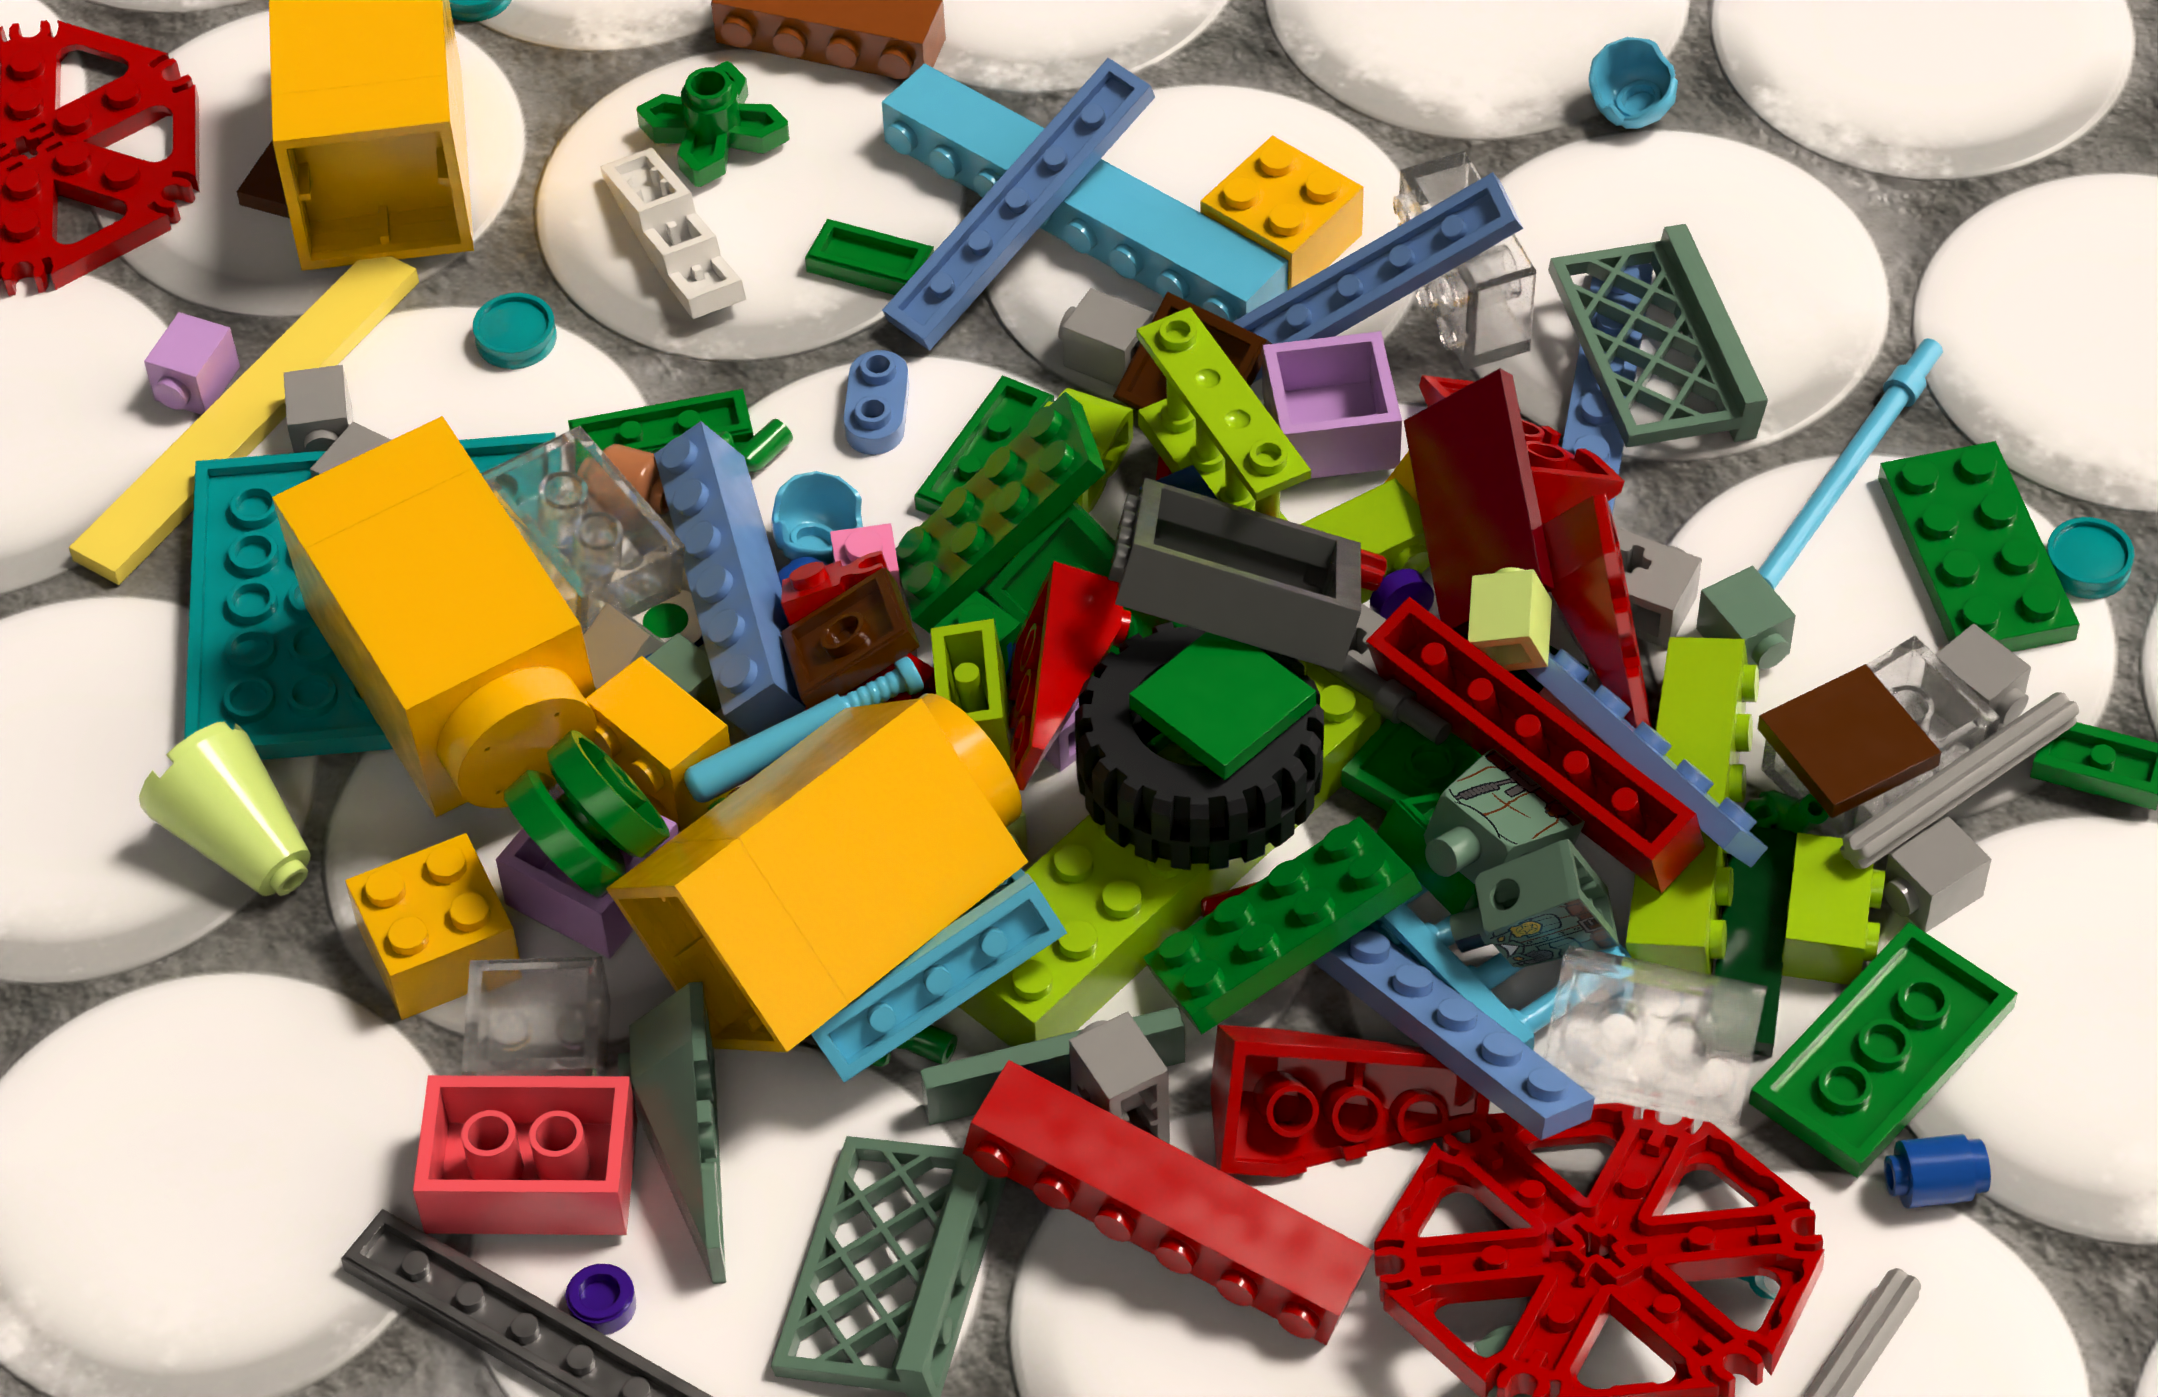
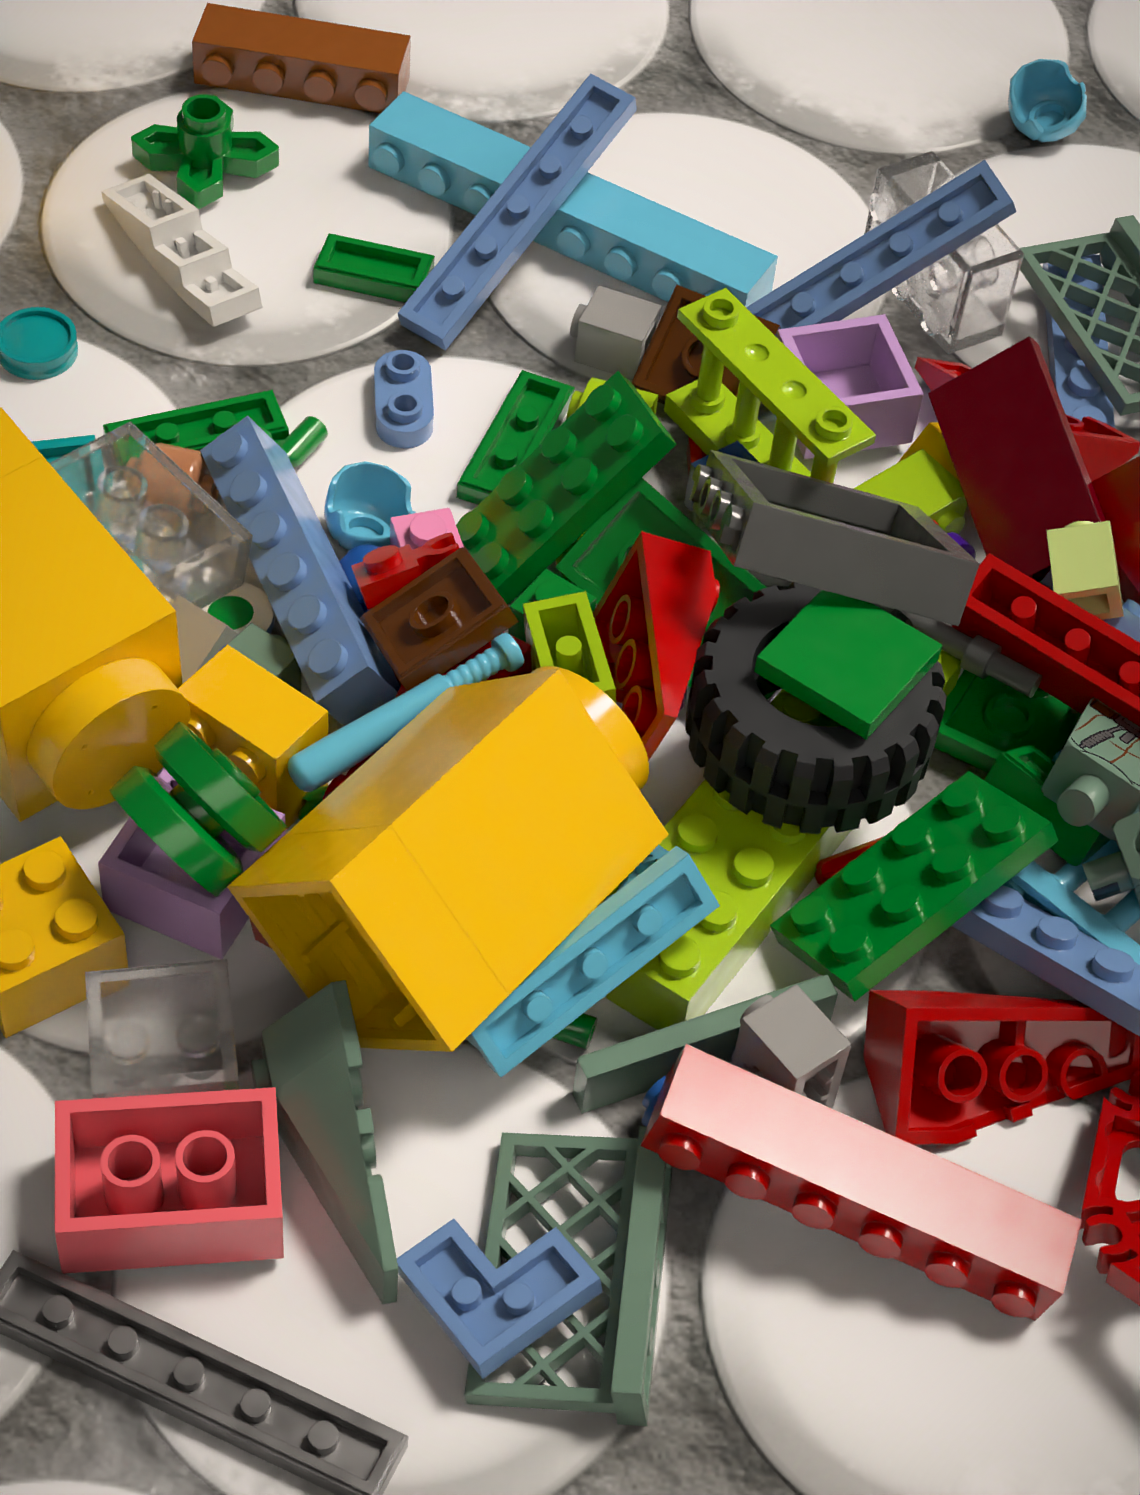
camera: 15 degrees left, 0 degrees up
(601, 1297) = (267, 1331): dark purple tile -> none
(809, 1291) = (498, 1310): none -> medium blue plate
(1290, 207) = (767, 209): yellow brick -> none

